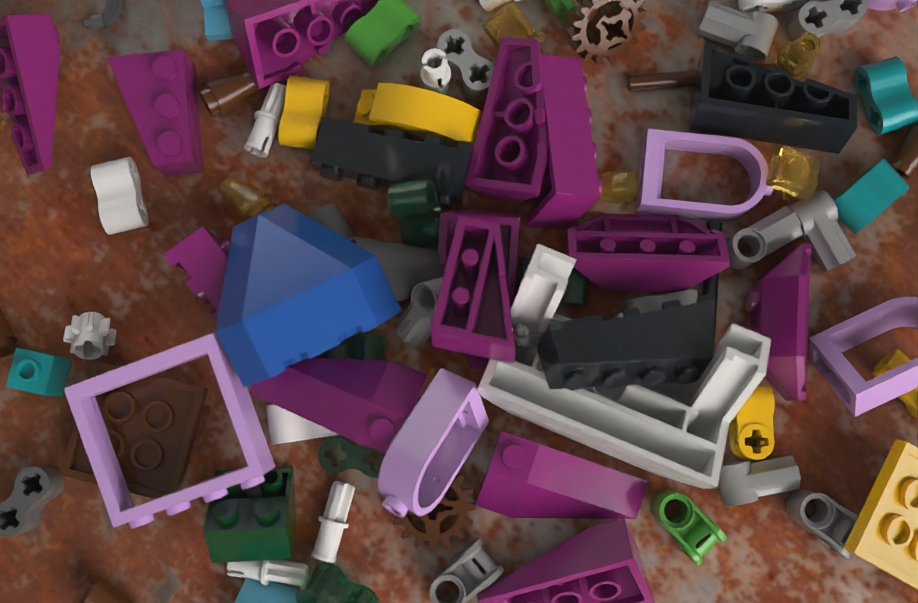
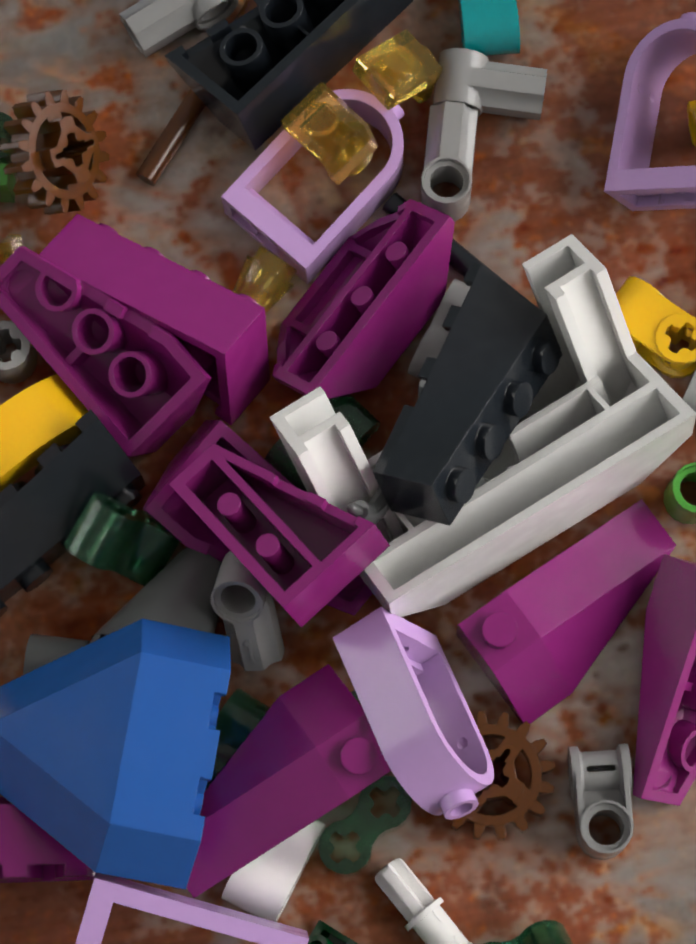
camera: 55 degrees left, 5 degrees down
(728, 162) = (331, 133): none -> clear yellow bracket
(781, 313) = (550, 201): magenta wedge -> none

